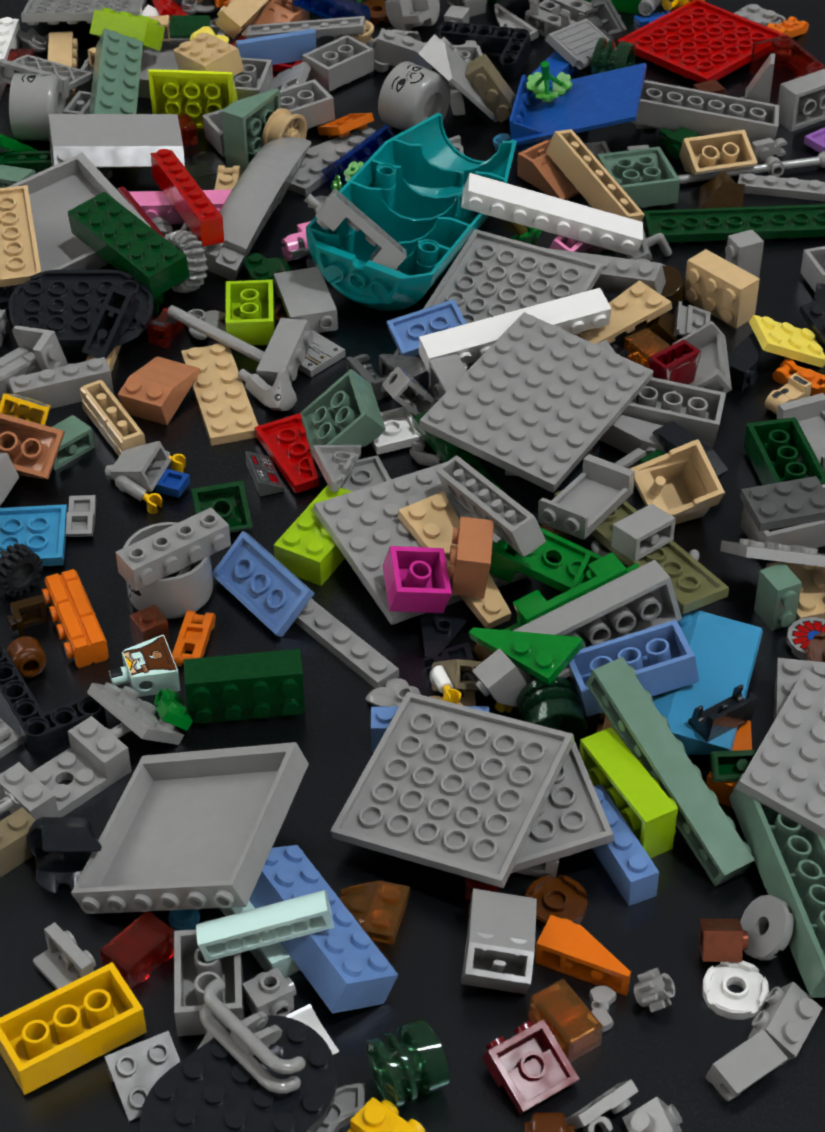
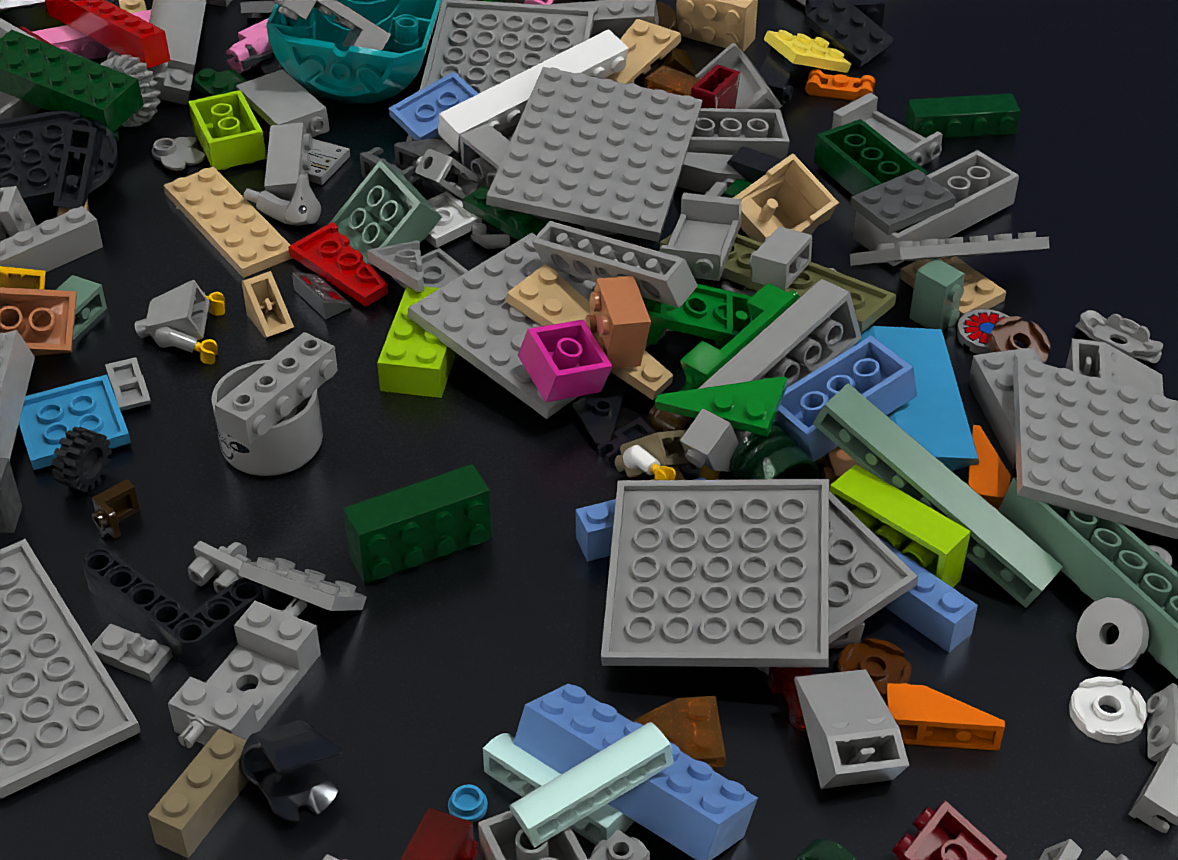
camera: 20 degrees left, 0 degrees up
(27, 656) = (139, 552): reddish brown head -> none
(75, 618) = (176, 497): orange brick -> none
(82, 679) = (217, 563): none -> light grey hips
(110, 417) = (118, 270): tan brick -> none
(147, 668) = (291, 531): torso -> none
(148, 625) = (273, 488): copper brick -> none
(157, 389) = (157, 230): nougat slope -> none
(163, 326) = (134, 160): clear red leg -> none
(171, 708) = (339, 568): green plate -> none
(173, 483) = (221, 325): blue plate -> none
(192, 830) = (443, 701): light grey panel -> none
(193, 636) = (326, 486): orange plate -> none
(212, 466) = (266, 305): none -> tan slope
(215, 333) = (200, 158): light grey piece -> none
(228, 501) = (281, 329): dark green slope -> none
(262, 584) = (383, 408): medium blue plate -> none
(346, 645) = (458, 436): light grey plate -> none
(391, 694) = (583, 492): light grey plate -> none
(567, 1018) = (965, 789): clear orange brick -> none
(601, 999) = (986, 783): light grey piece -> none
(654, 990) = (1033, 734): light grey gear -> none
(689, 319) = (698, 51): light grey plate -> none
(722, 940) = (1072, 660): copper brick -> none
(724, 715) = (958, 423): black hinge -> none
(729, 765) = (990, 473): dark green slope -> none
(795, 389) = (838, 96): tan leg -> none

